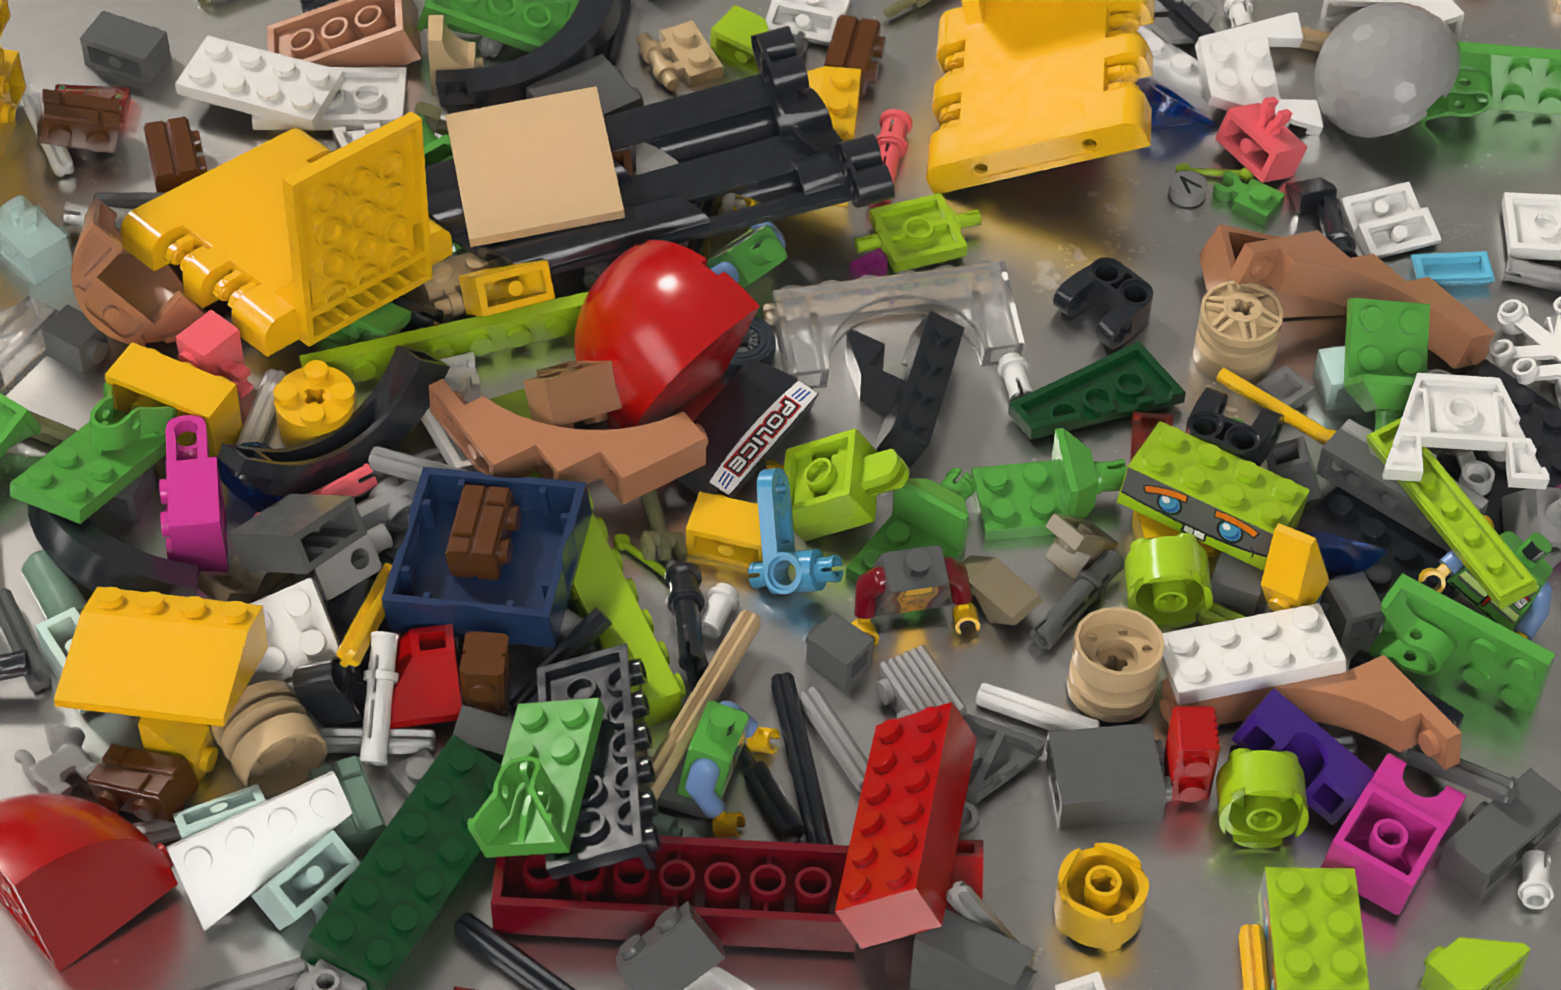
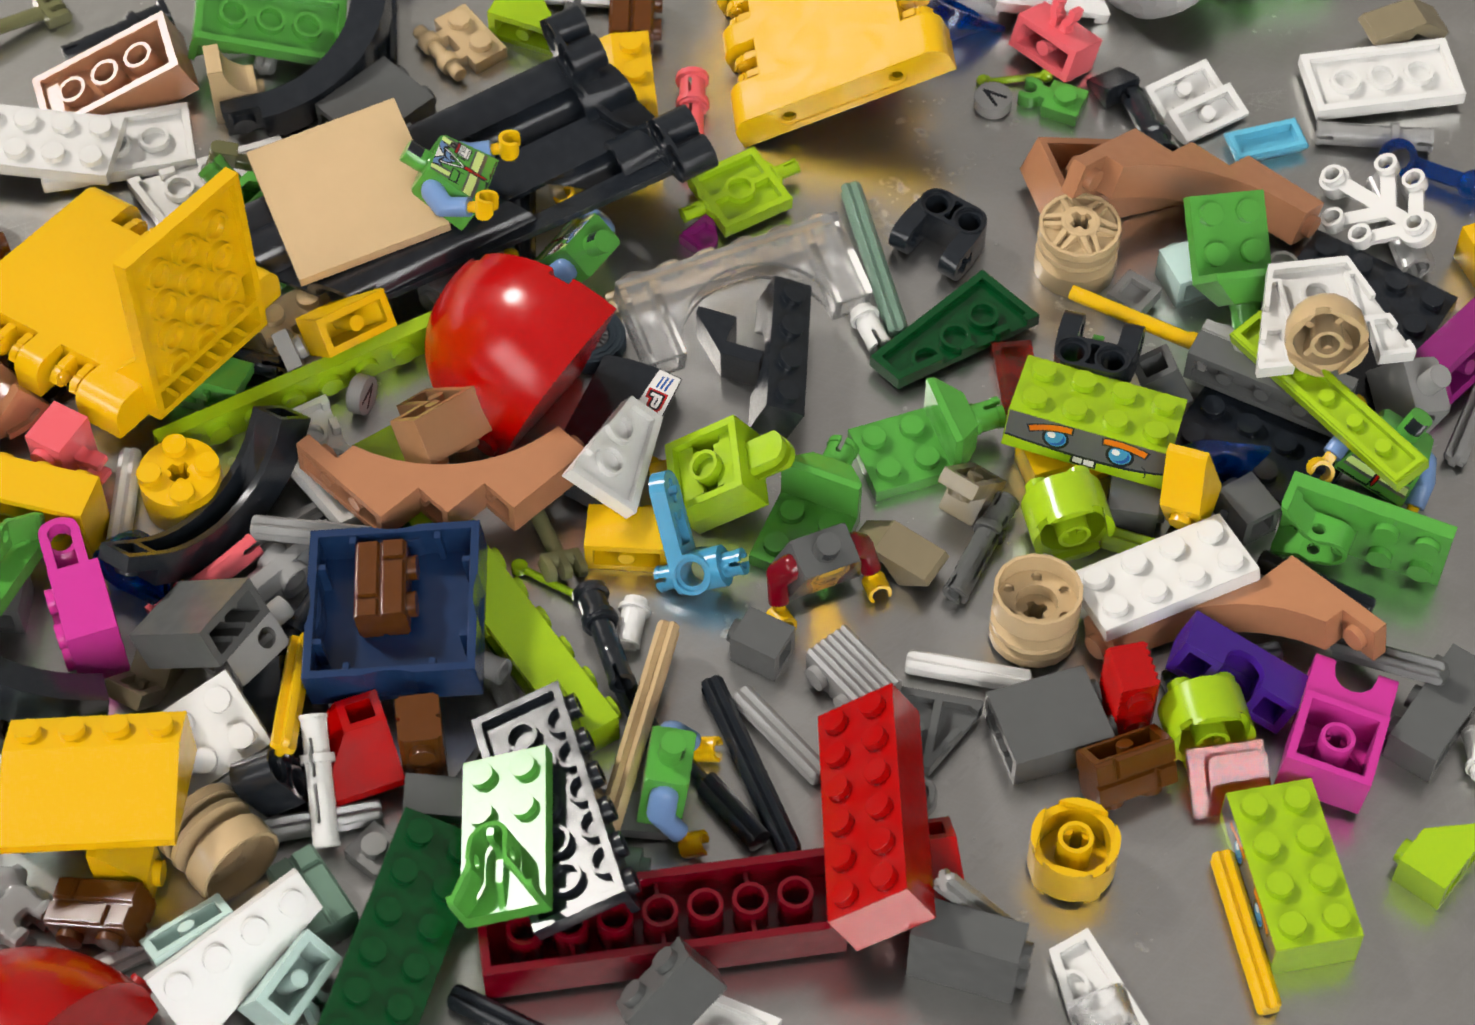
camera: 10 degrees left, 5 degrees up
(448, 303) = (291, 349): none -> light grey plate
(507, 357) = (361, 394): none -> light grey tile
(572, 646) = (494, 696): black axle -> none
(640, 165) = (457, 175): none -> torso
(736, 451) = (618, 457): none -> white wing
(1034, 314) = (873, 259): none -> sand green axle
(1173, 827) = (1127, 766): none -> reddish brown brick
(1269, 845) = (1224, 769): none -> clear red piece
(1458, 446) = (1326, 334): none -> tan cylinder

